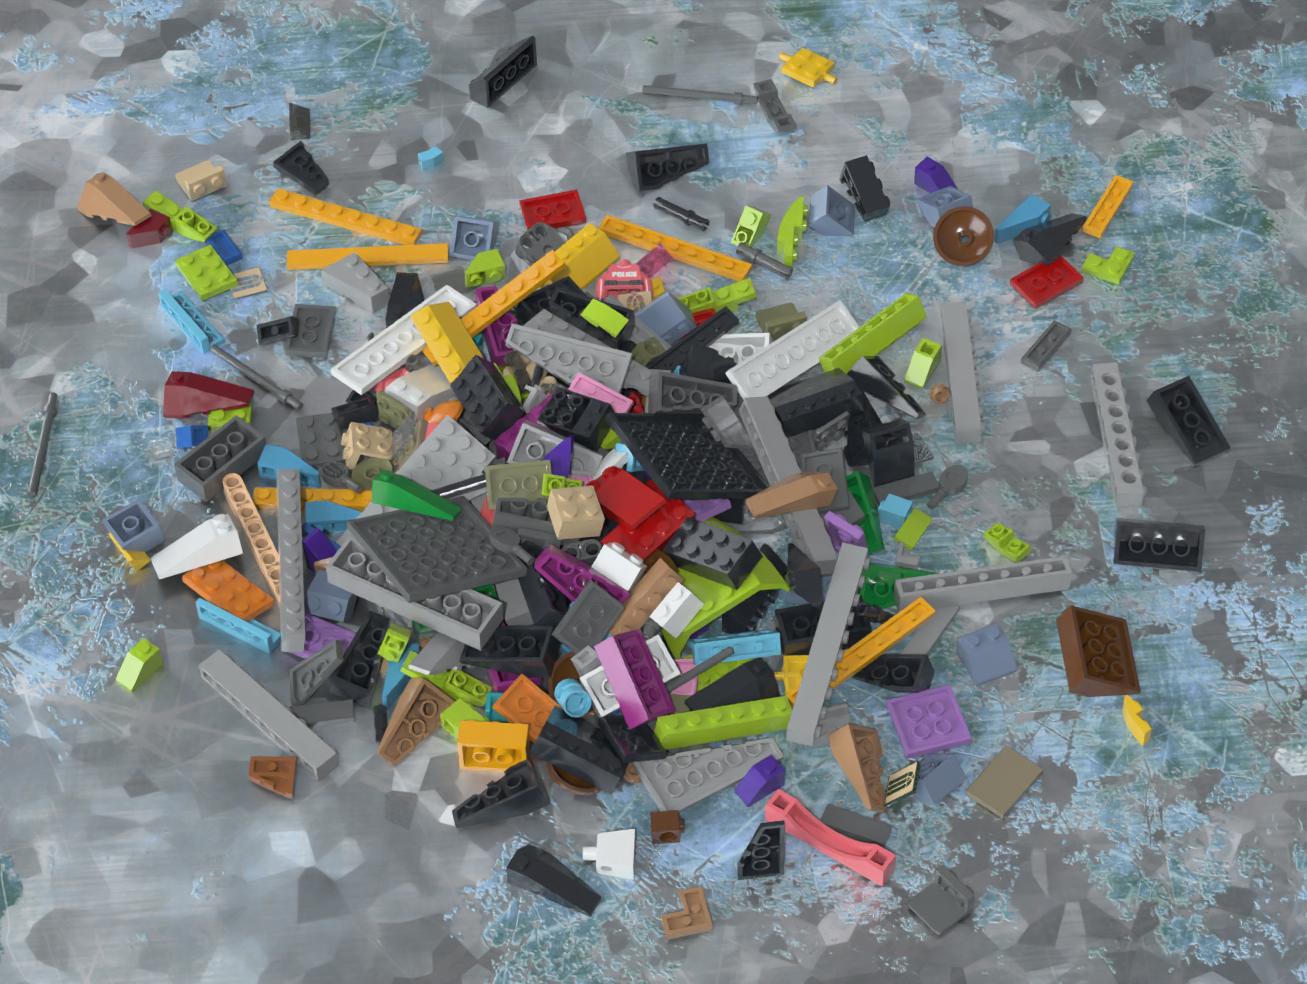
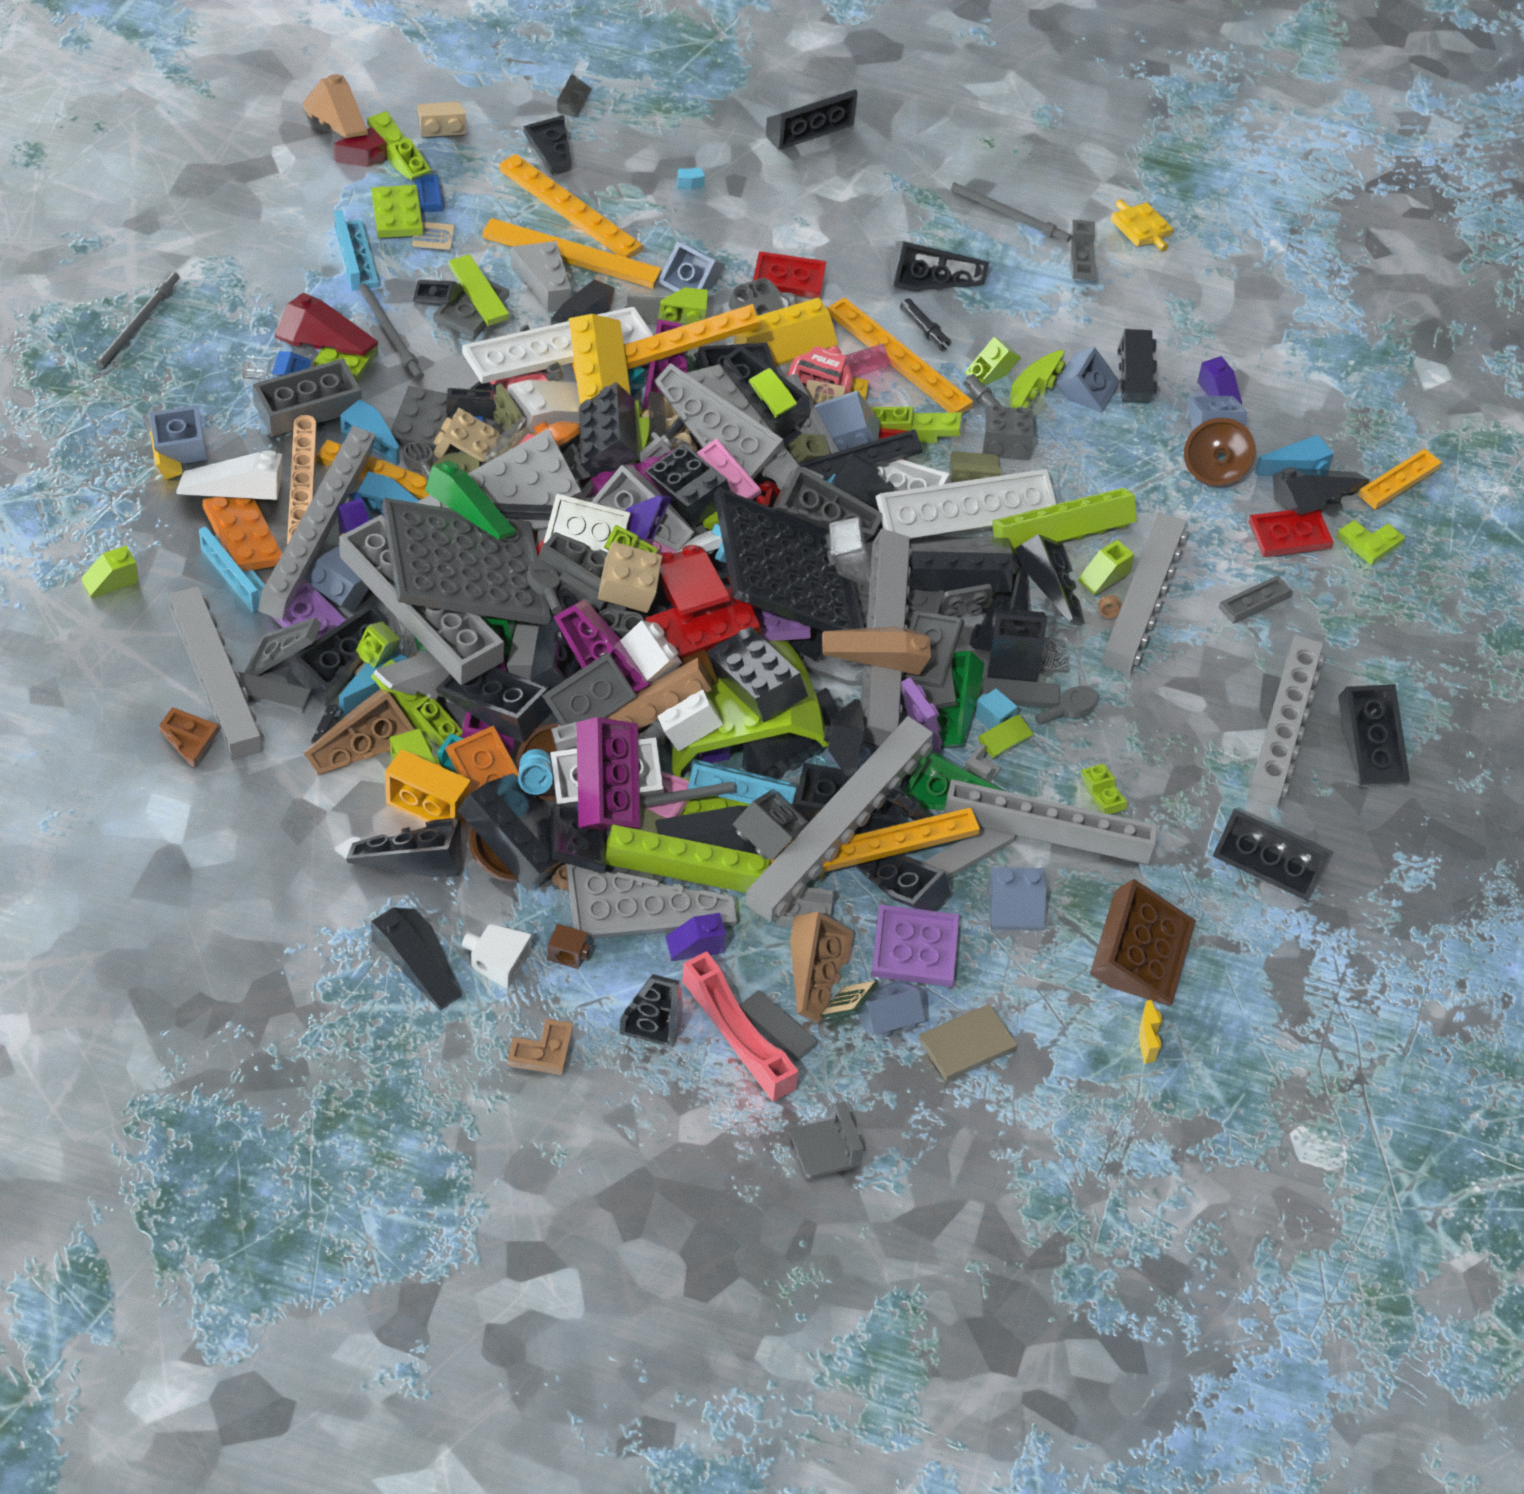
camera: 15 degrees right, 0 degrees up
(312, 316) = (478, 290): none -> lime tile
(778, 669) = (770, 824): none -> dark grey slope
(792, 279) = (1008, 432): none -> dark grey bracket

